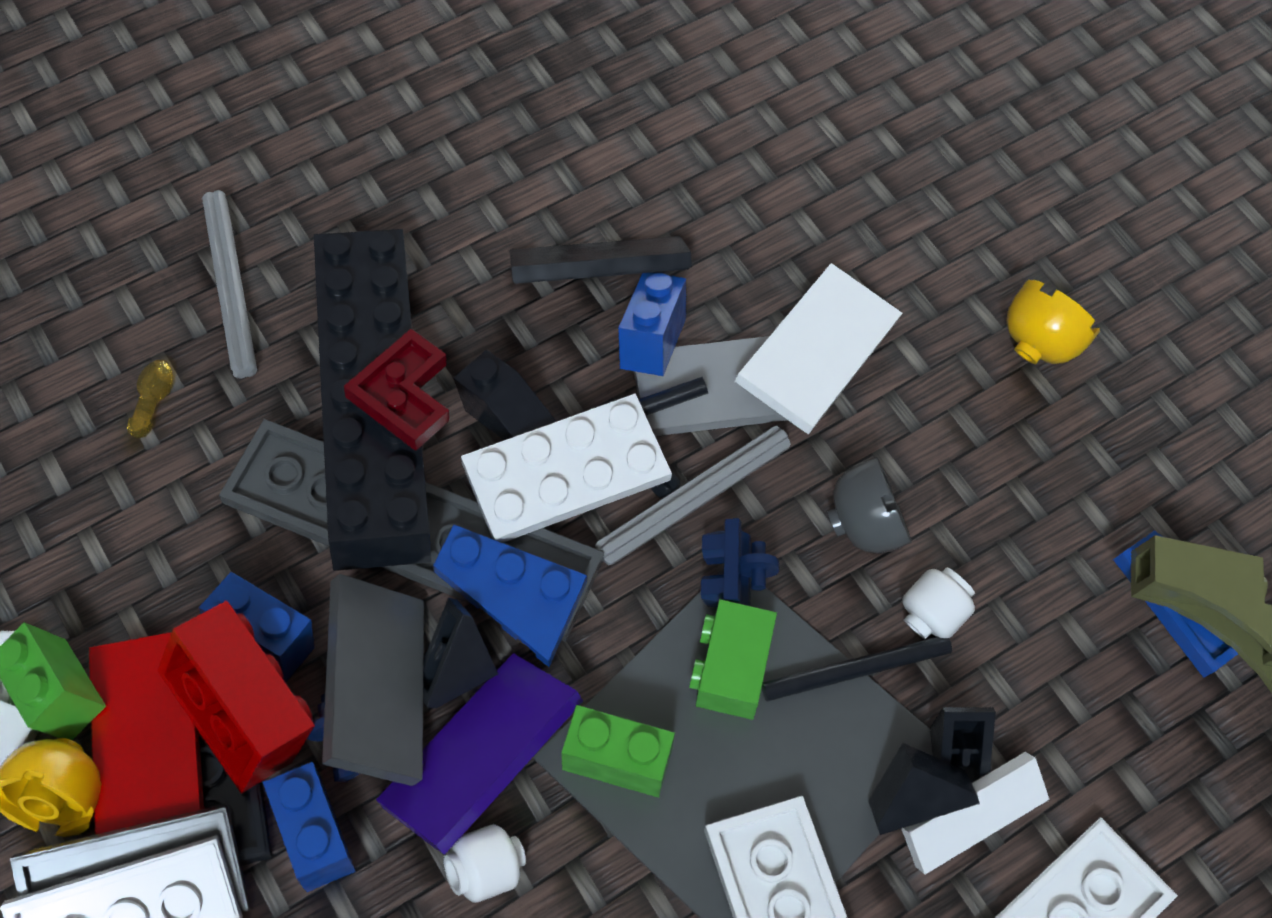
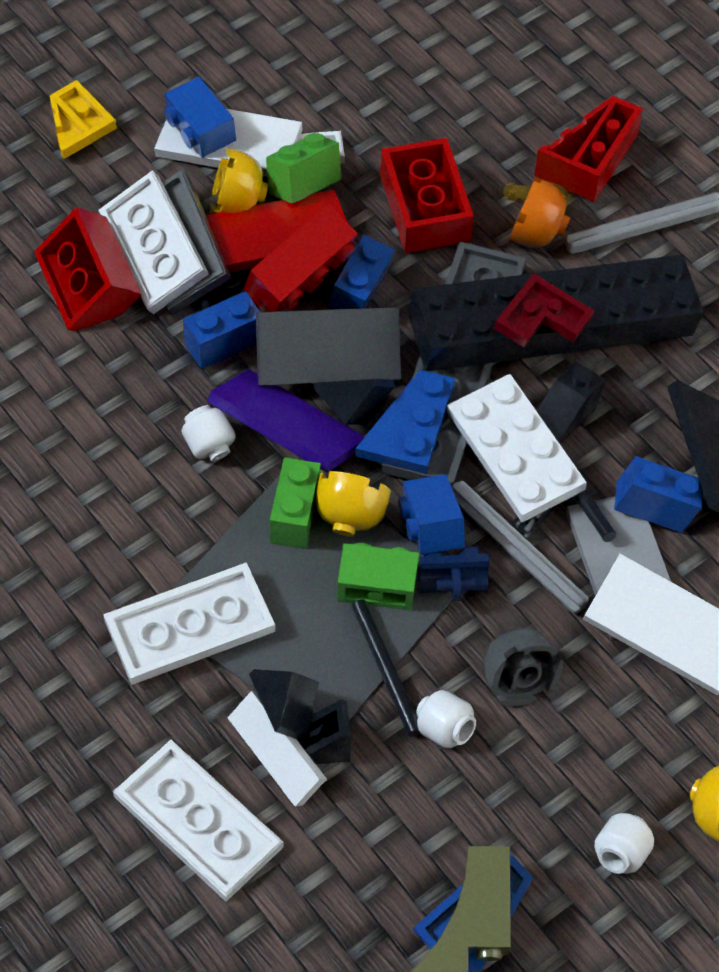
camera: 85 degrees right, 5 degrees down
(109, 312) = (592, 150): none -> red wedge
(132, 525) = (426, 195): none -> red brick
(202, 392) = (540, 216): none -> orange cylinder
(631, 676) = (350, 502): none -> yellow cylinder
(655, 579) = (432, 514): none -> blue brick
(1095, 435) = (624, 843): none -> white head

